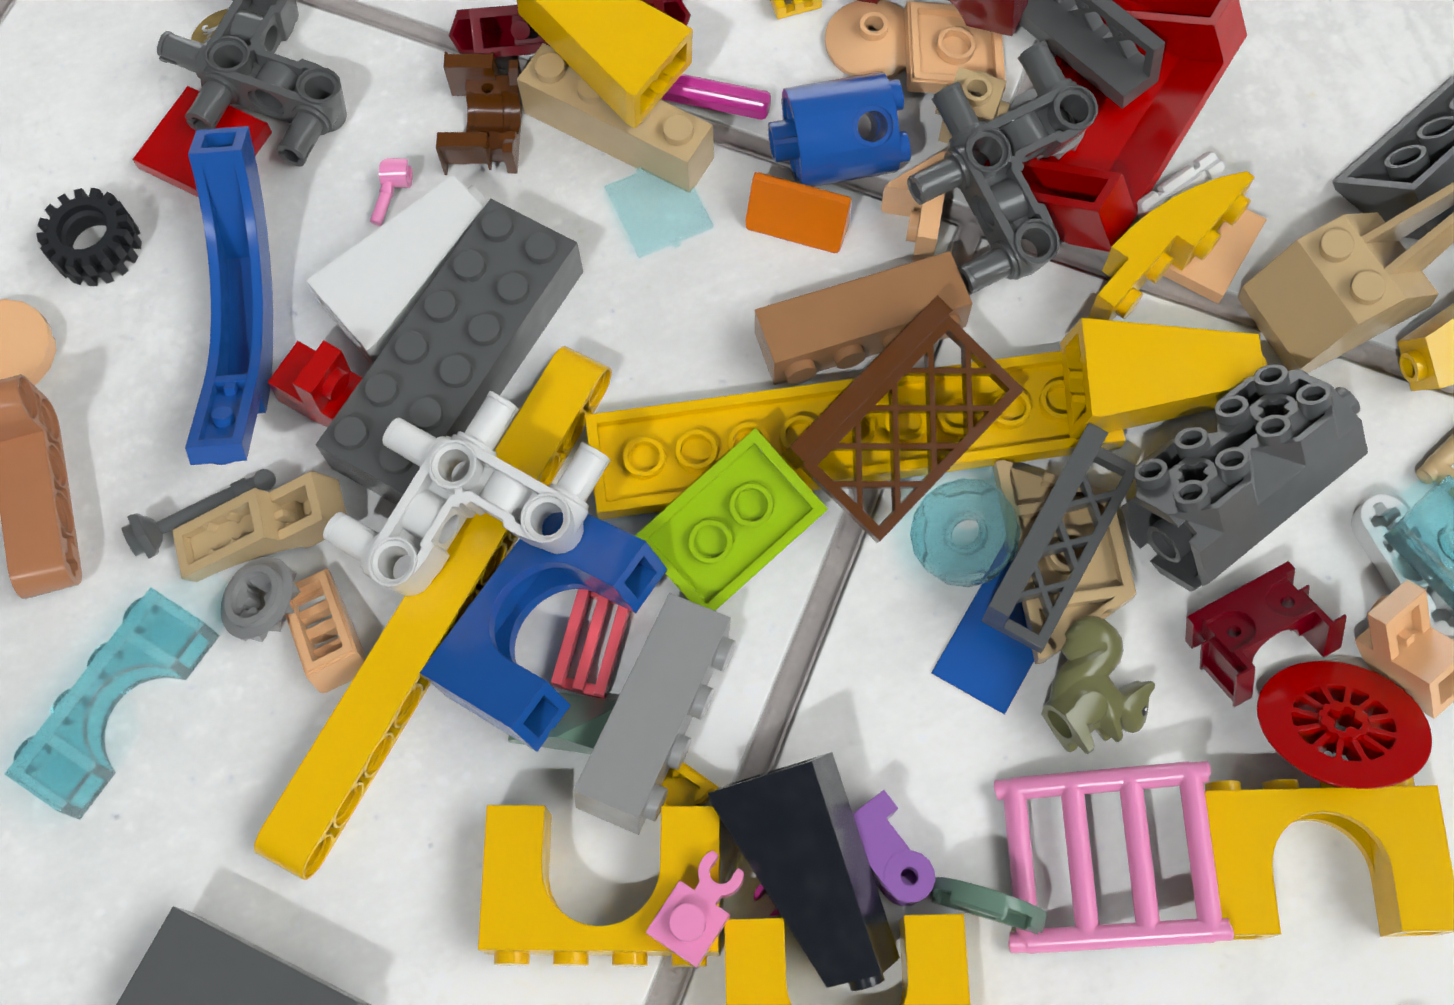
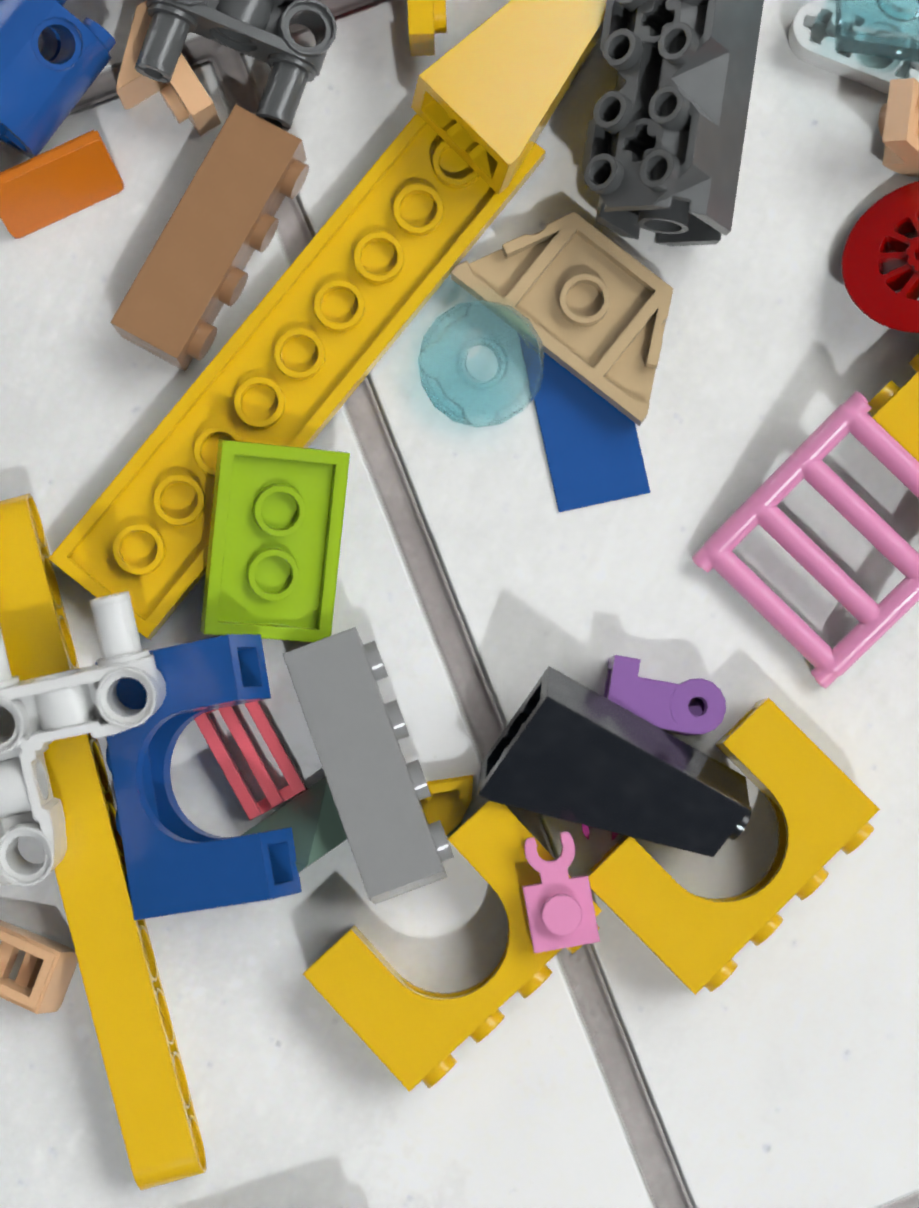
camera: 45 degrees left, 15 degrees up
(871, 386) = (285, 307): reddish brown fence -> none
(988, 904) = (778, 669): sand green tile -> none
(1047, 522) = (550, 298): dark grey fence -> none
(1084, 694) = (705, 417): olive animal -> none
(1248, 618) = (789, 223): dark red piece -> none

